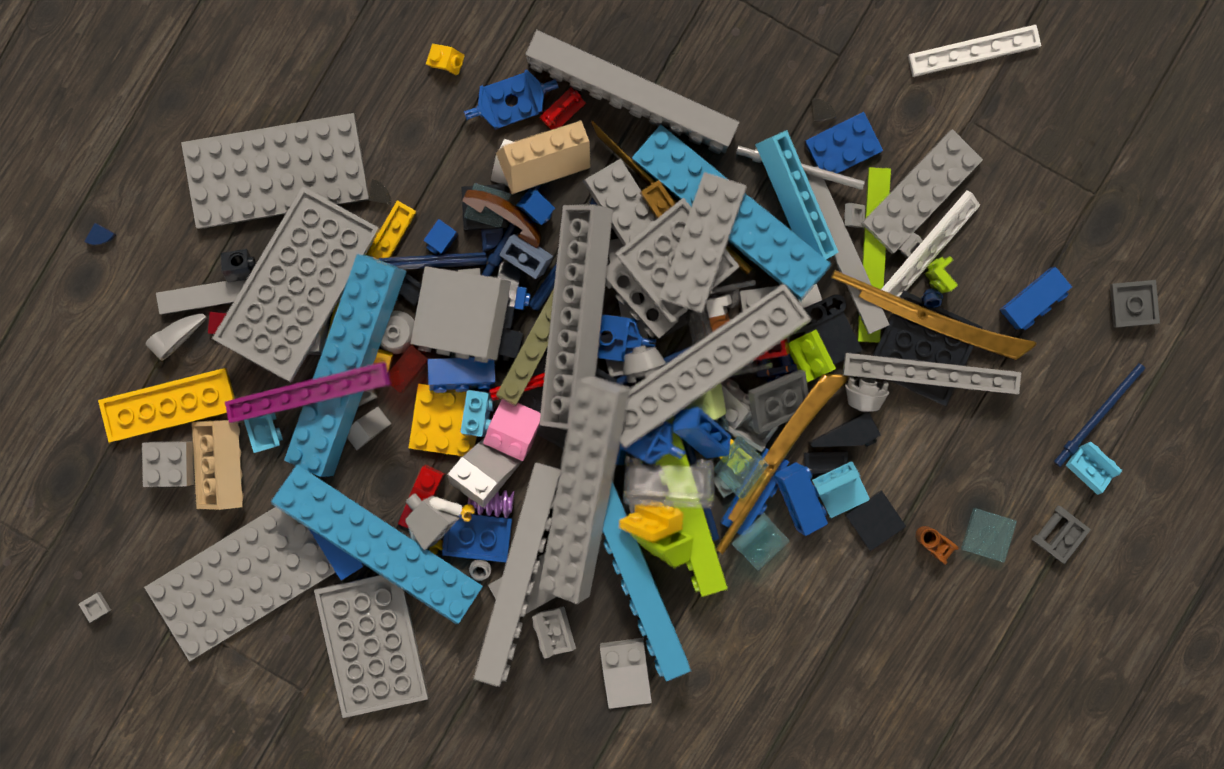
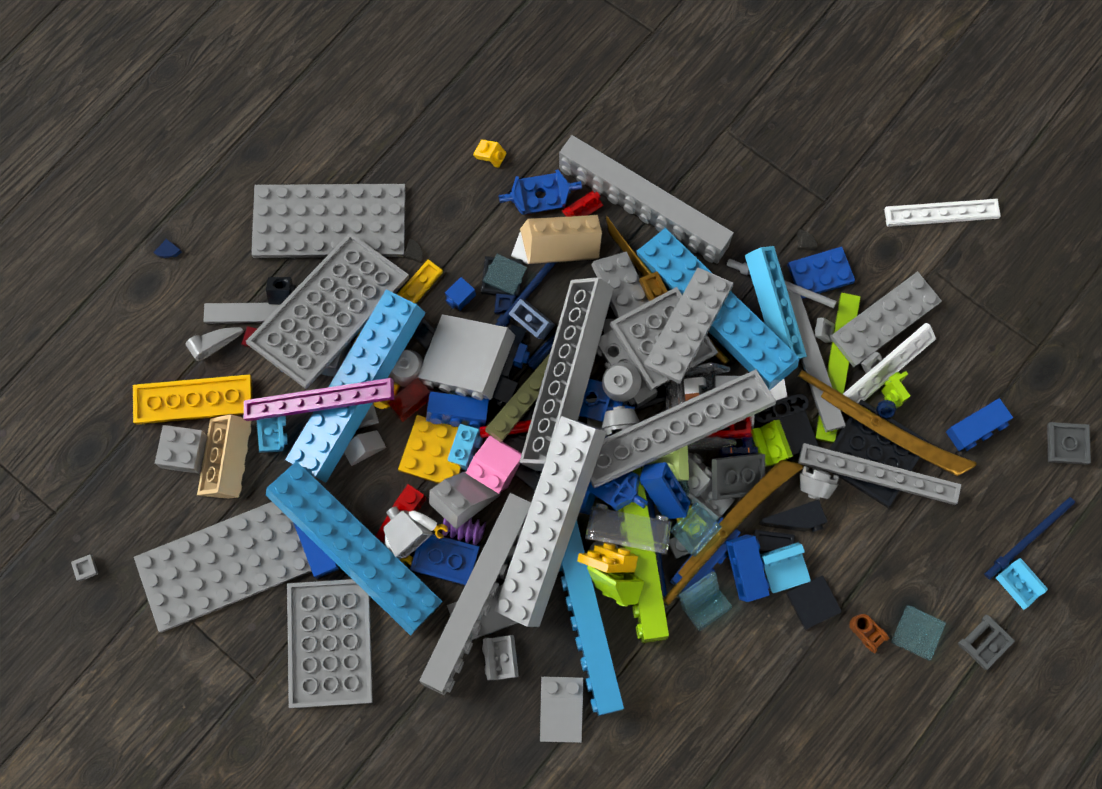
camera: 10 degrees right, 15 degrees down
(435, 261) = (480, 316): dark blue axle -> none
(477, 574) = (436, 589): light grey plate -> none
(507, 210) = (499, 266): reddish brown slope -> none
(535, 207) = (546, 280): blue brick -> none
(637, 317) = (621, 381): none -> light grey cone

